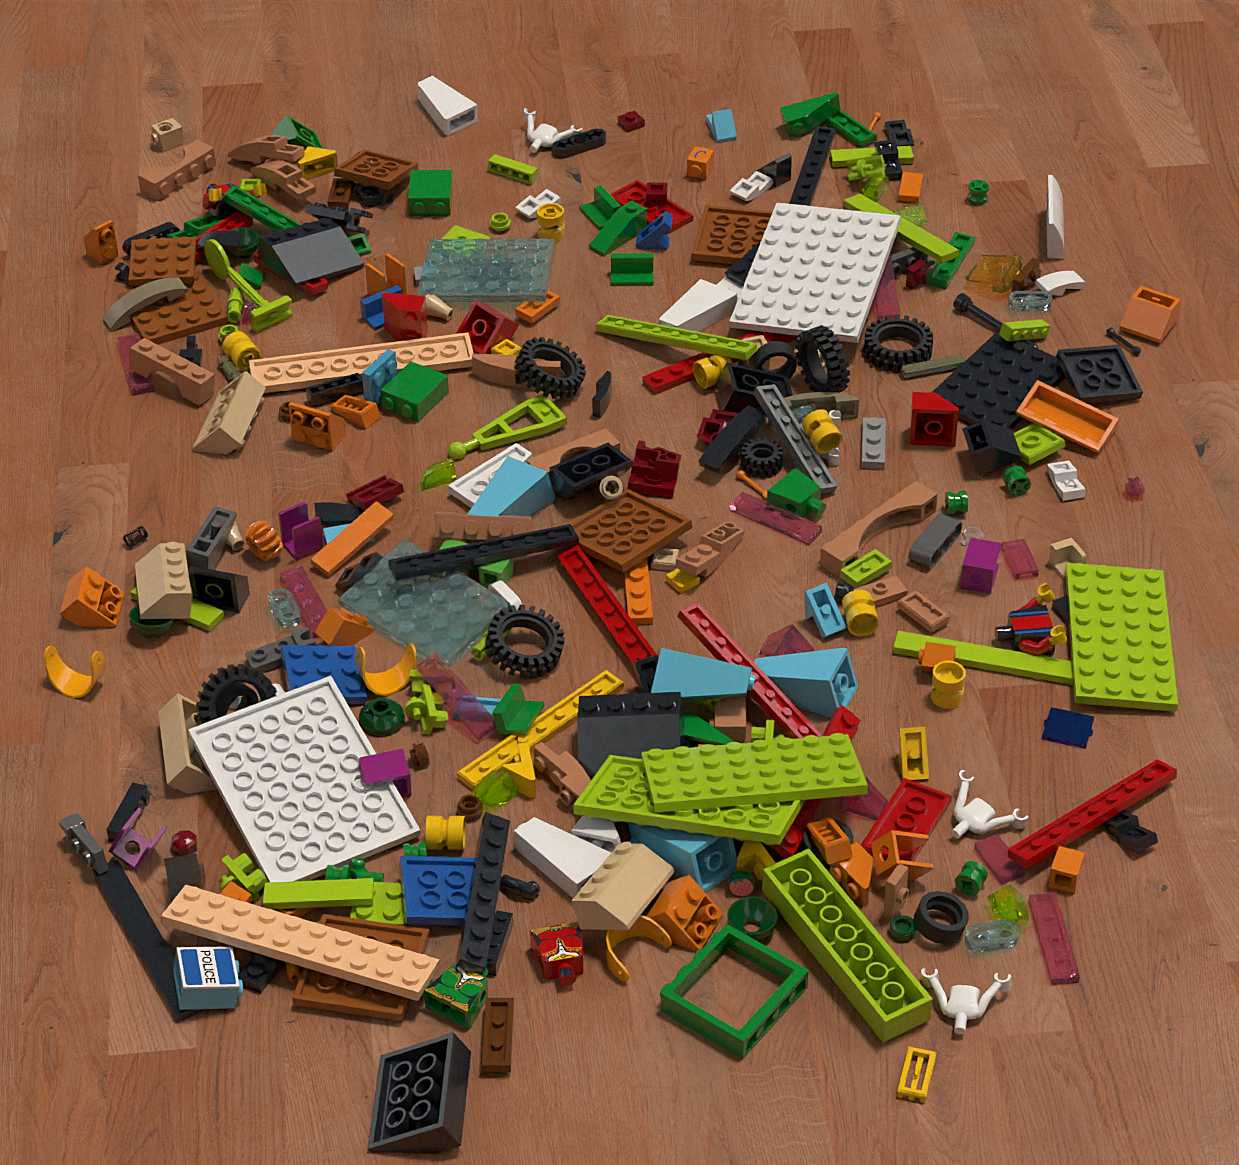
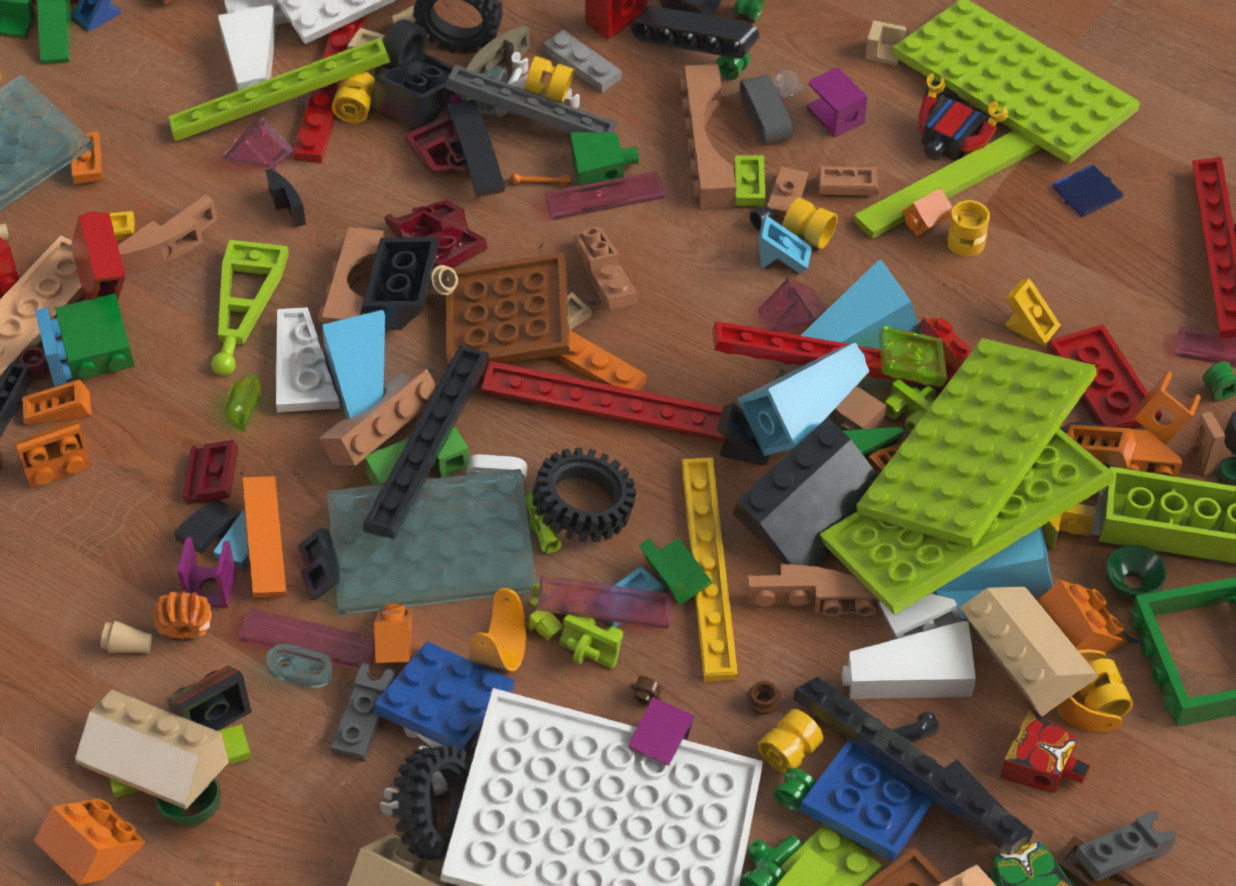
camera: 50 degrees left, 10 degrees up
(131, 540) = (22, 735): black piece -> none
(210, 539) = (129, 660): dark grey slope -> none
(381, 723) = (566, 694): dark green piece -> none
(457, 348) = (97, 256): none -> red brick
(486, 327) = (61, 210): red slope -> none
(495, 789) = (759, 659): clear neon green brick -> none
(522, 771) = (767, 621): yellow slope -> none
(529, 1025) = (1125, 847): none -> dark grey plate
(543, 381) = (204, 224): black tyre -> none
(629, 359) = (259, 145): none -> clear pink slope
(632, 269) = (124, 55): green panel -> none
(640, 951) = (1107, 692): none -> yellow wheel
(682, 580) = (612, 320): yellow tile -> none
(741, 883) = (1077, 550): tile -> none
(769, 464) = (516, 135): black tyre -> none
(794, 712) = (912, 356): none -> clear neon green plate
(951, 468) = (695, 32): none -> black beam
(978, 814) = (1142, 322): white piece -> none
(1019, 559) = (859, 74): clear pink tile -> none

